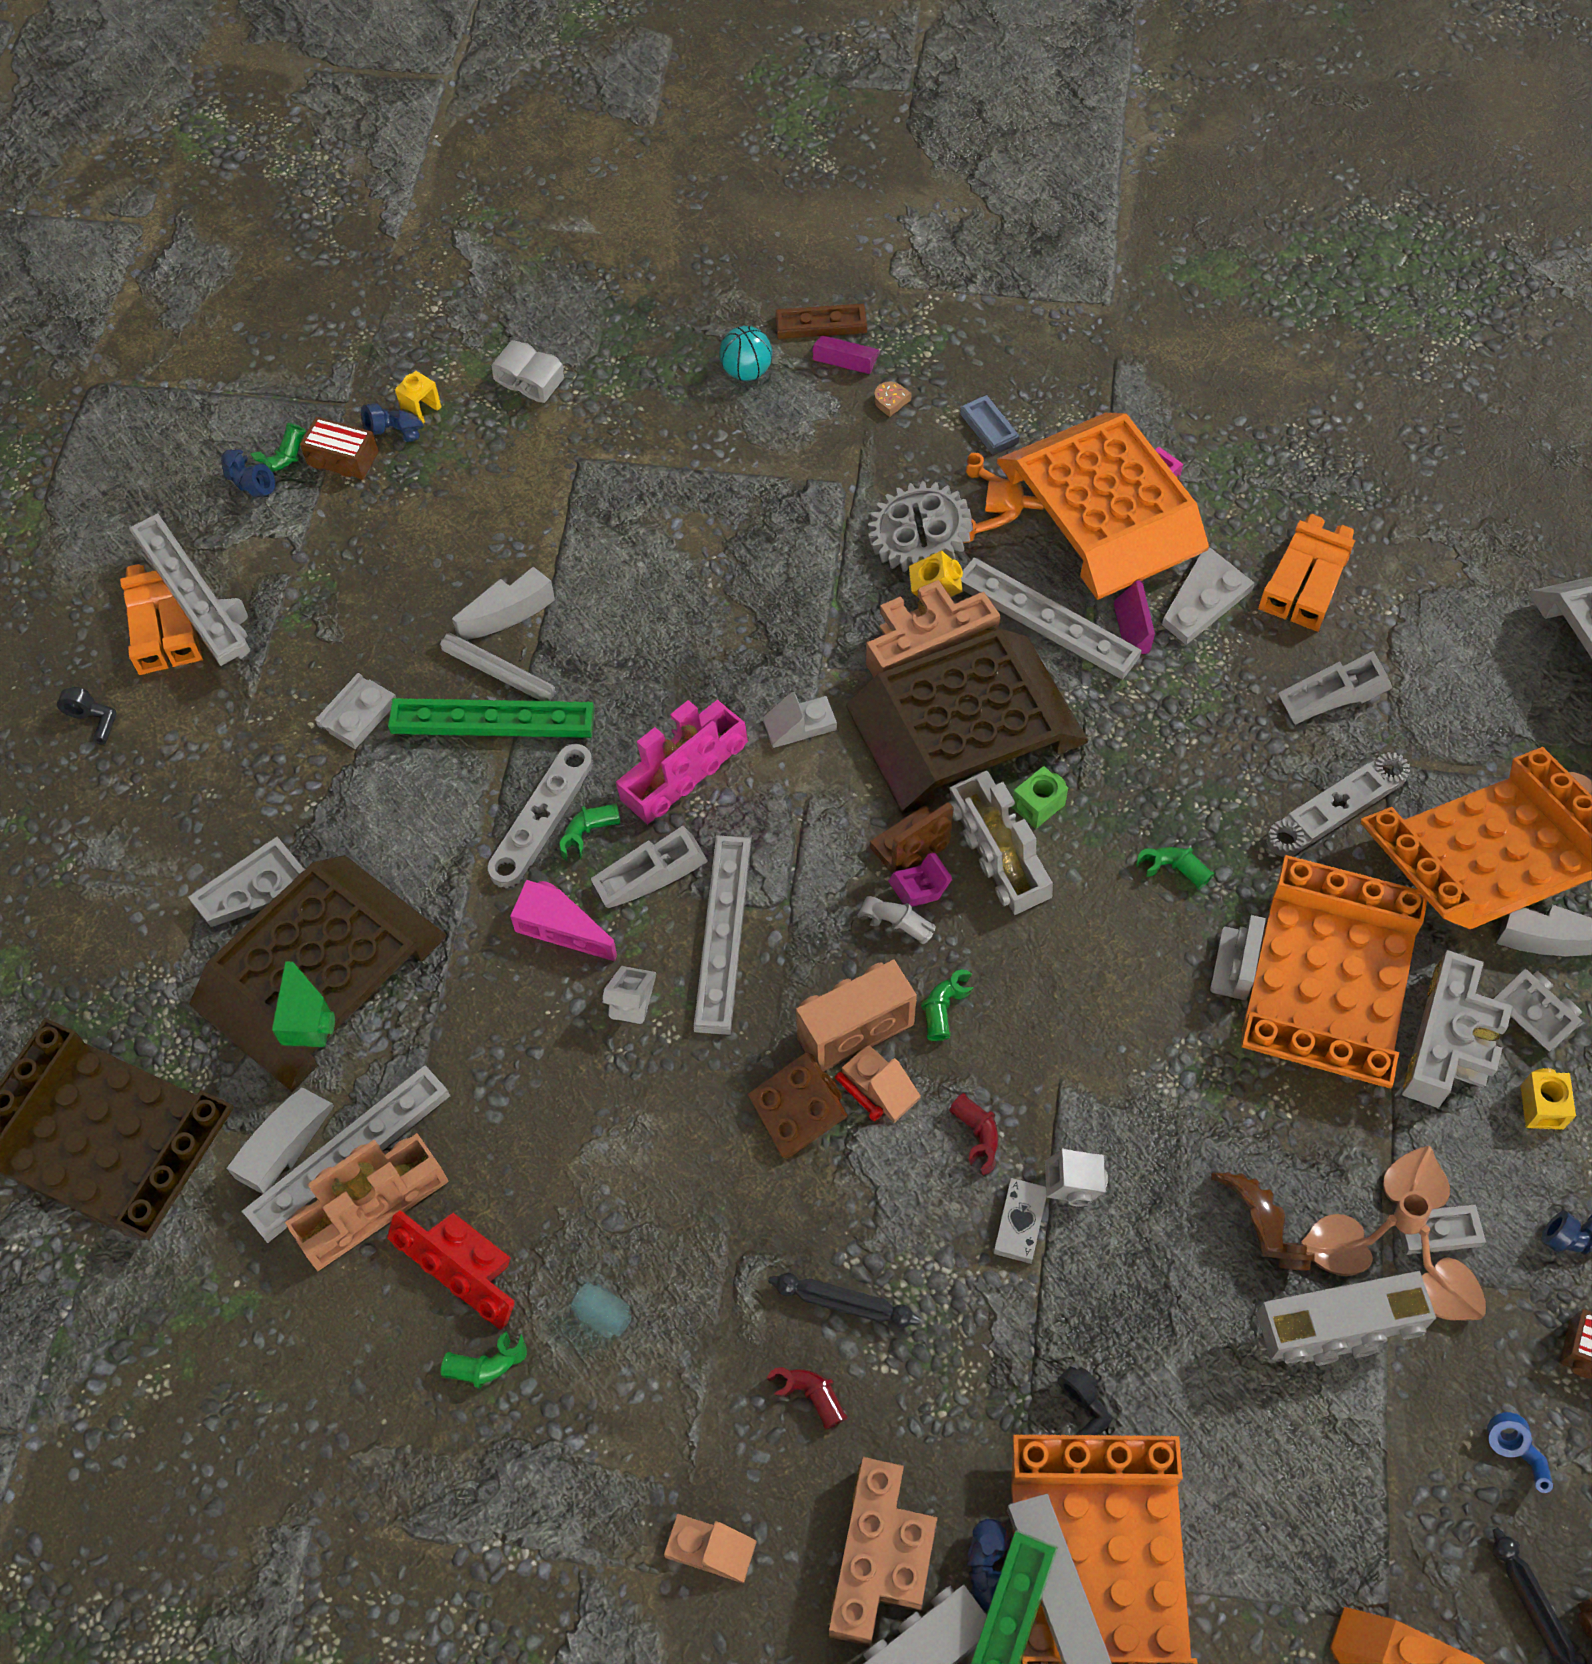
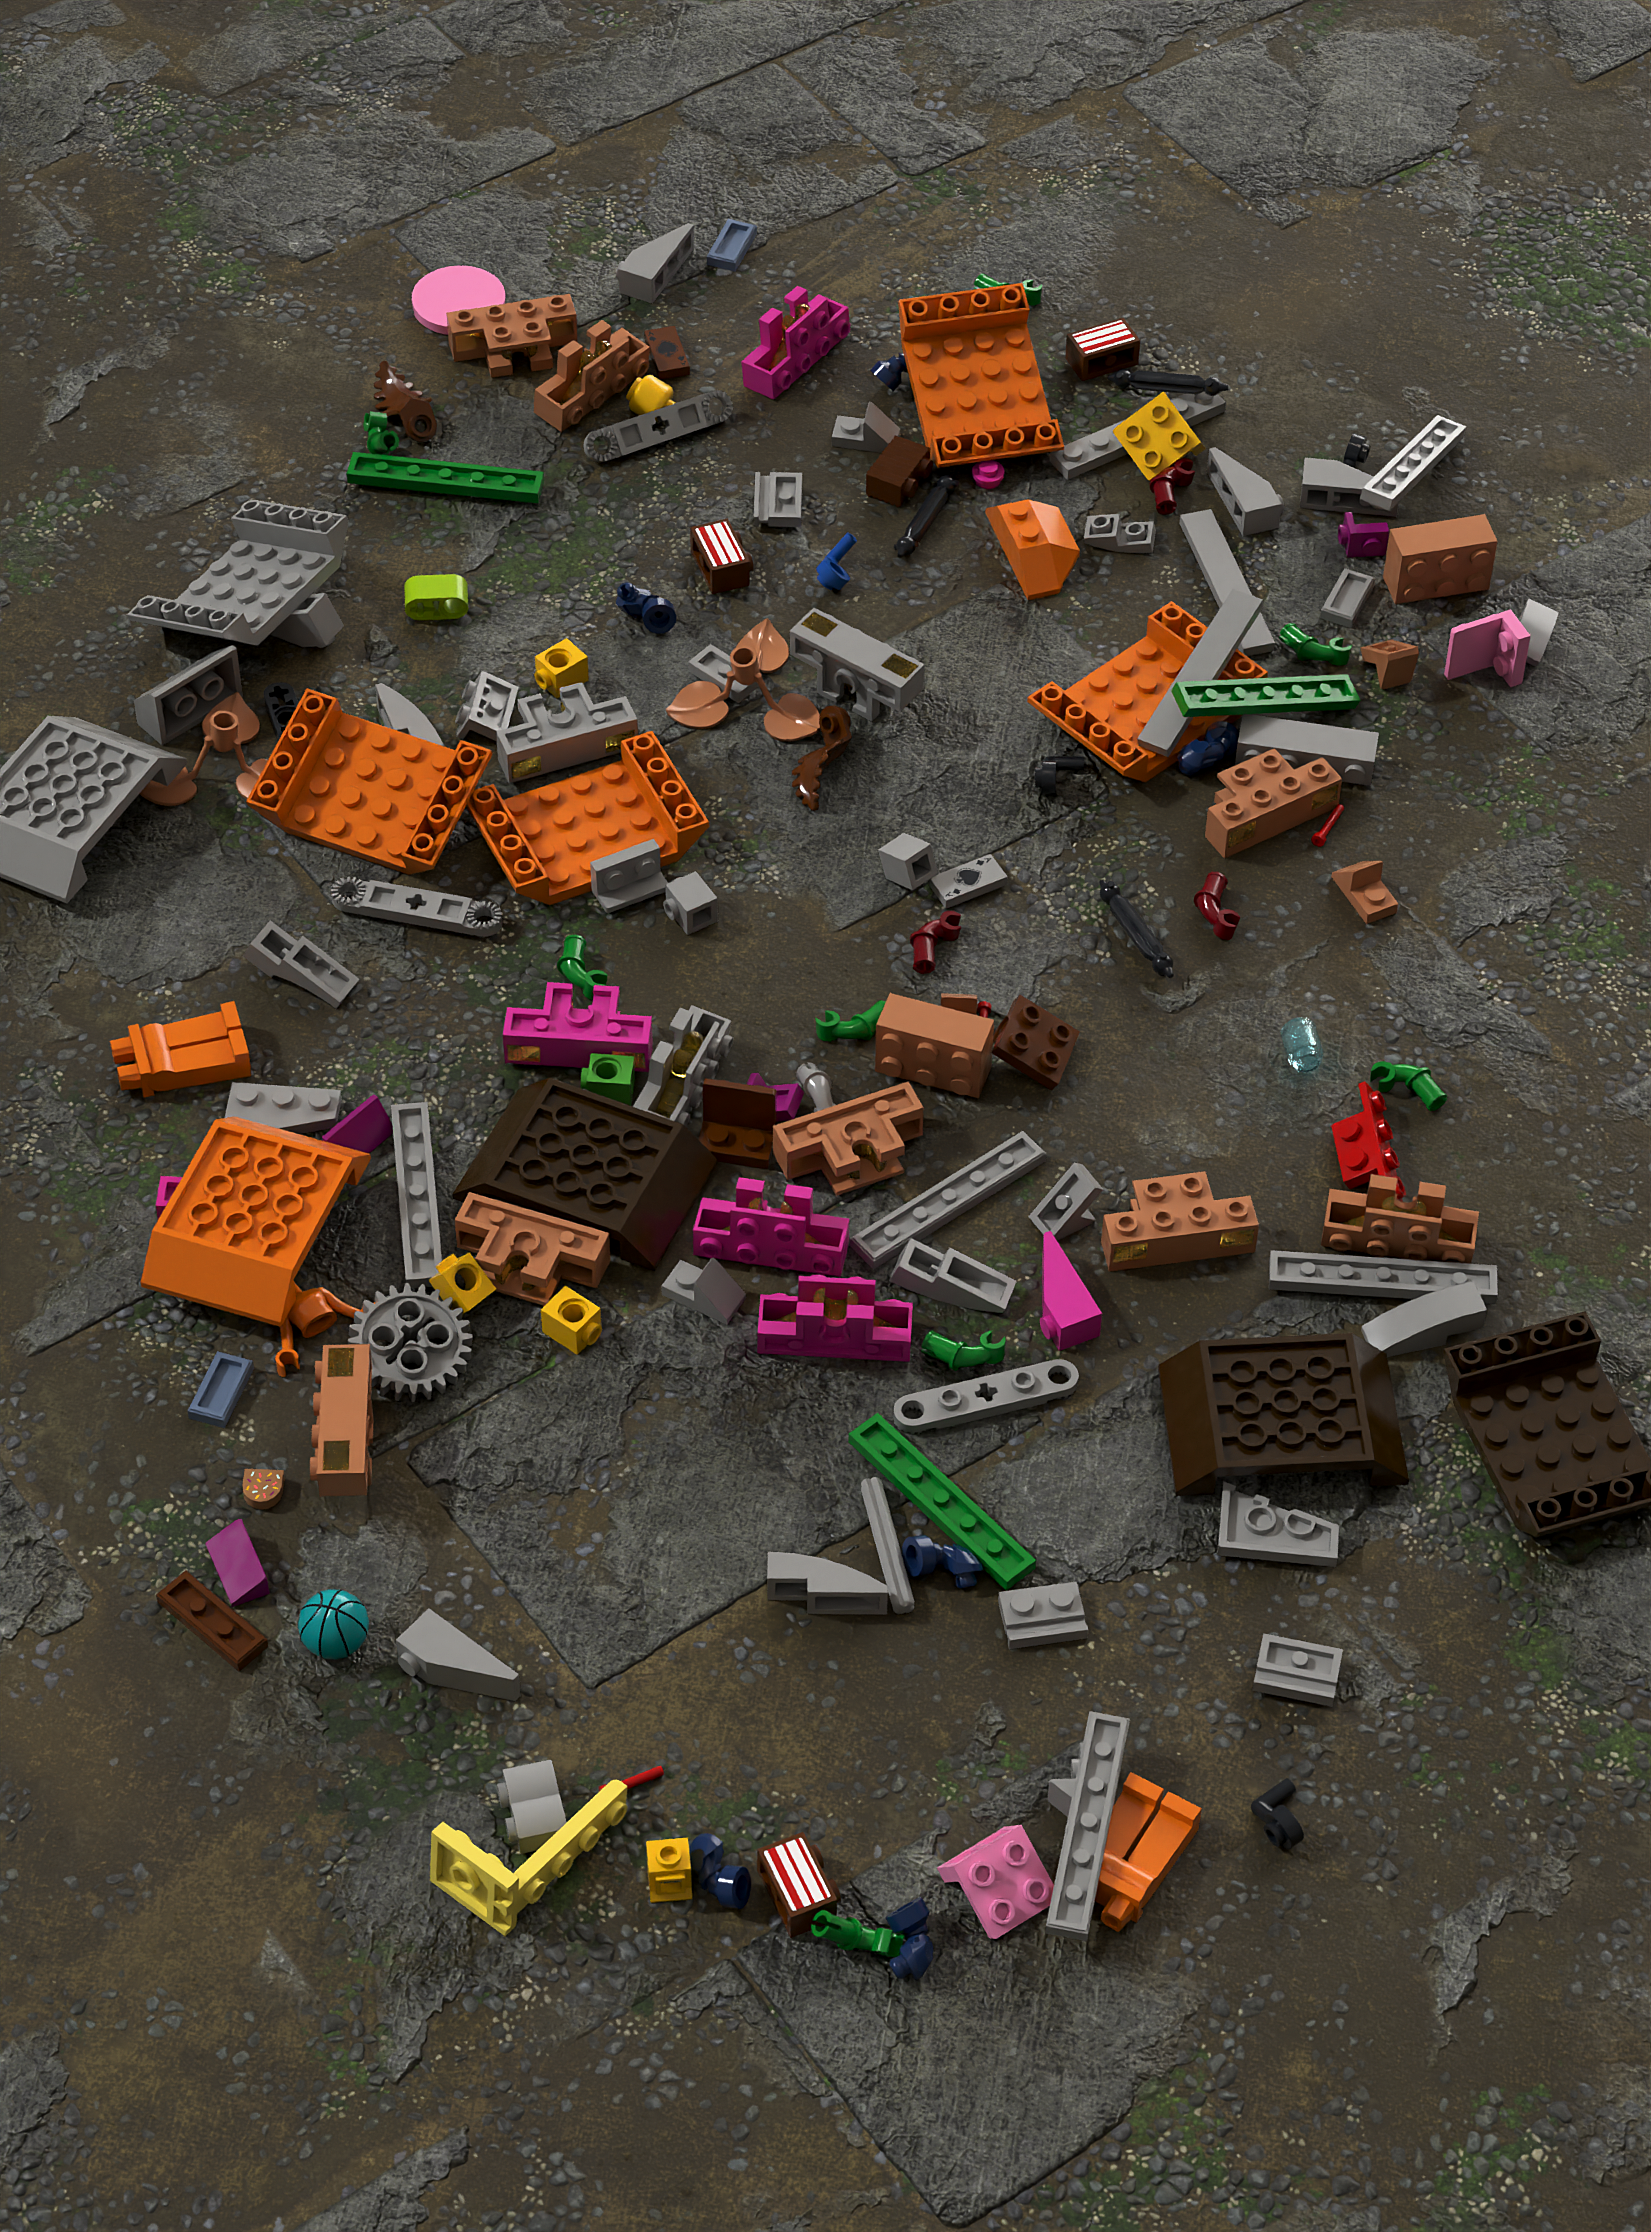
camera: 135 degrees left, 10 degrees down
(153, 807) = (1297, 1669): none -> light grey plate
(232, 537) = (1001, 1880): none -> bright pink bracket
(301, 1012) = (1337, 1343): green slope -> none
(463, 676) = (922, 1556): none -> dark blue arm
(499, 305) = (495, 1892): none -> light yellow bracket
(503, 415) = (641, 1778): none -> red piece
(535, 1048) = (1176, 1223): none -> nougat piece
(665, 397) = (453, 1660): none -> light grey slope
(795, 780) = (770, 1236): none -> dark pink piece
(804, 1572) = (1319, 838): none -> red piece
(826, 895) = (852, 1140): none -> nougat piece
(849, 612) = (571, 1320): none -> yellow brick
(872, 427) = (343, 1421): none -> nougat piece
(1103, 805) = (569, 1035): none -> dark pink piece
(1176, 985) = (691, 903): none -> light grey brick

